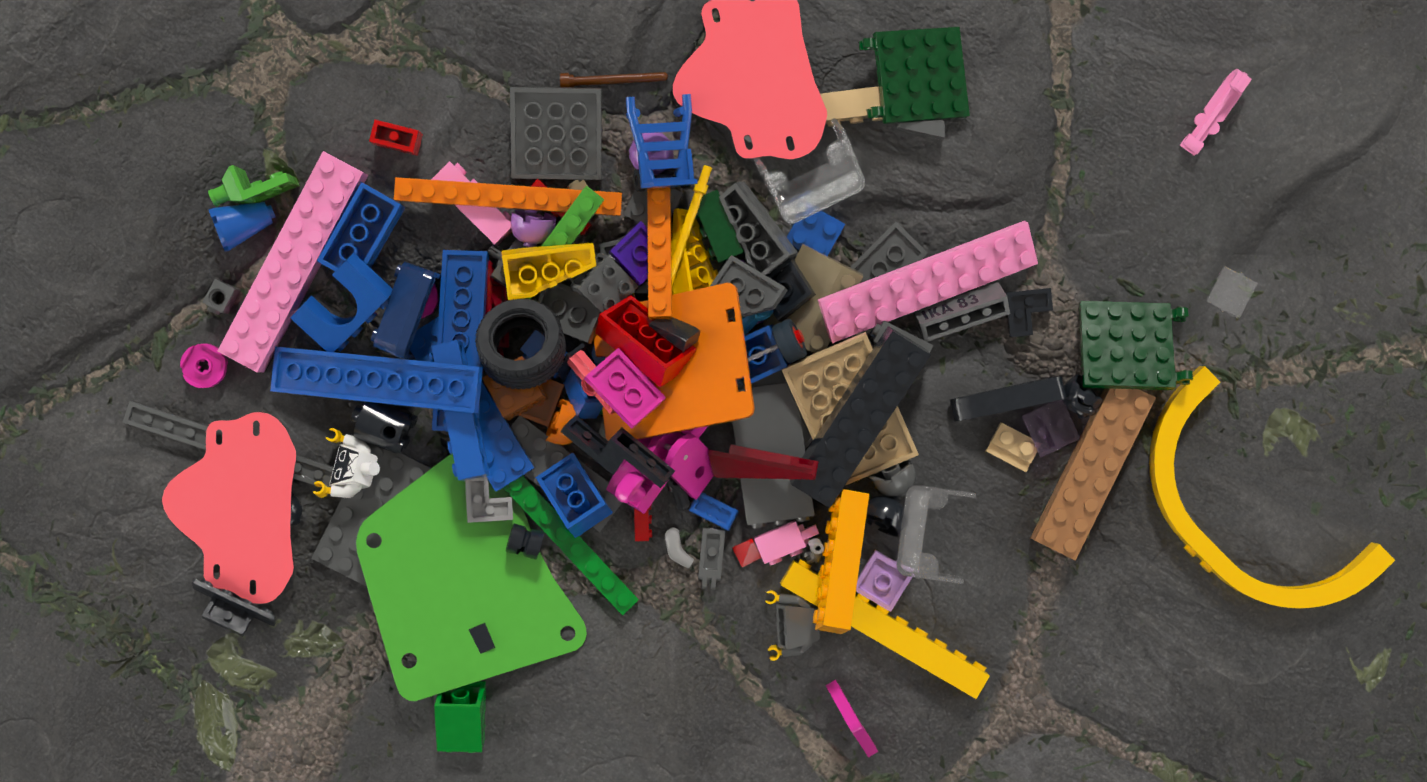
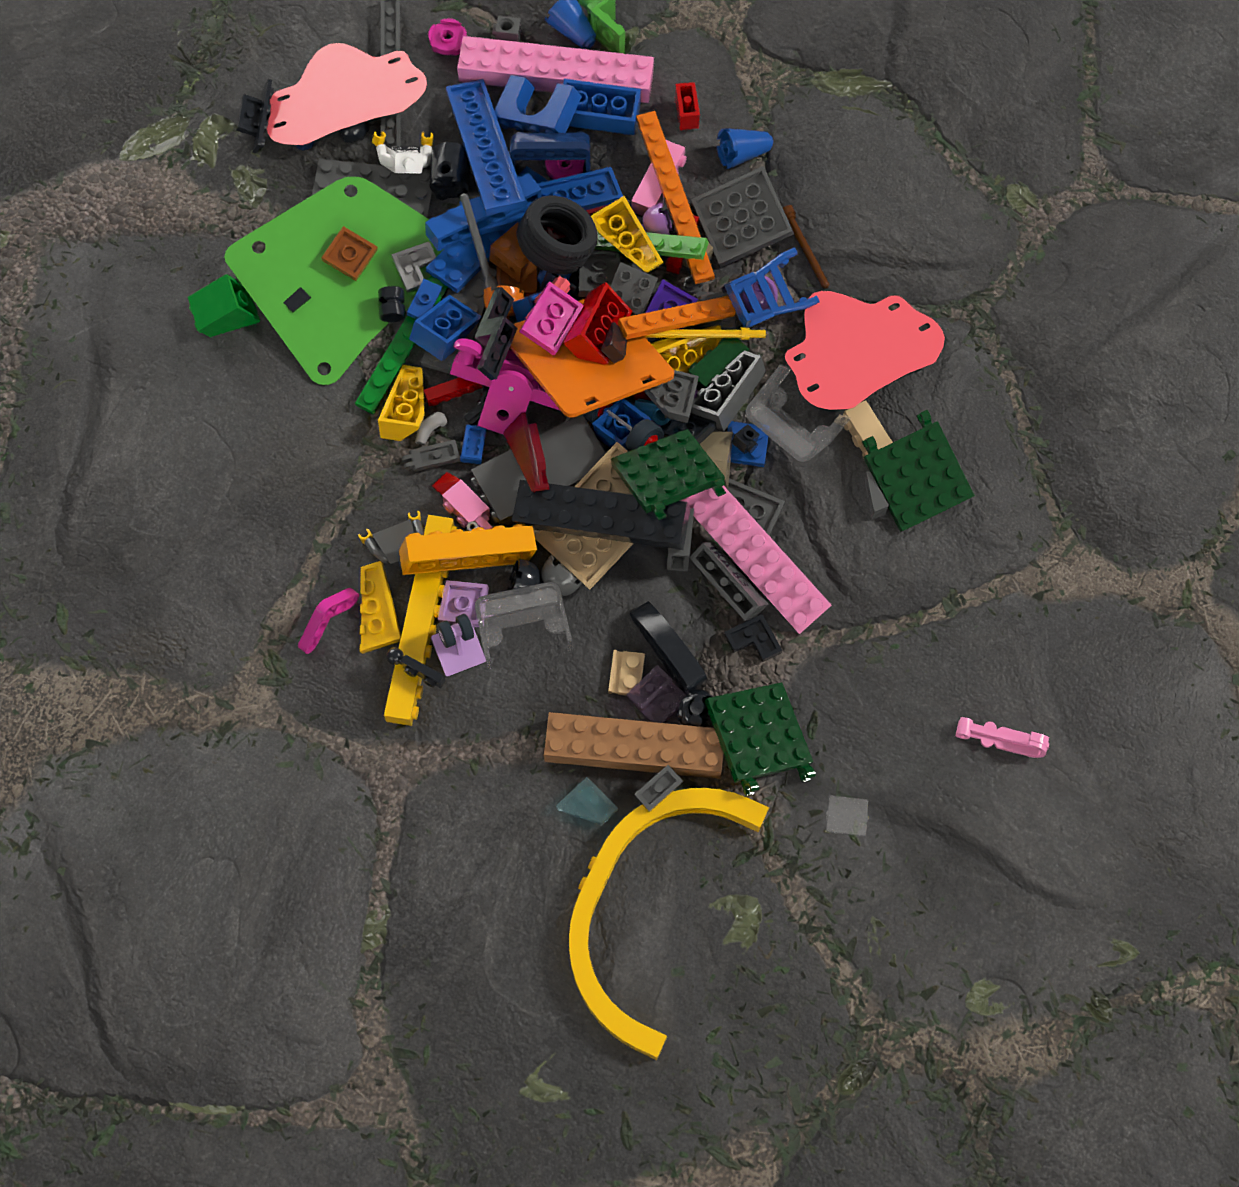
camera: 65 degrees right, 20 degrees down
(451, 566) = (349, 253): none -> dark orange plate
(468, 97) = (742, 145): none -> blue cone
(534, 506) = (424, 299): none -> blue plate
(538, 430) = (488, 280): none -> dark grey piece
(609, 220) = (690, 287): none -> dark grey plate
(647, 566) = (404, 405): none -> yellow wedge
(820, 234) = (746, 439): none -> black plate
(847, 335) = (668, 472): none -> dark green plate
(862, 667) = (378, 616): none -> yellow wing
(930, 603) = (457, 645): none -> lavender plate
(944, 655) = (413, 667): none -> black plate
(1130, 532) = (588, 803): none -> clear light blue wing
(1150, 464) = (658, 788): none -> dark grey plate

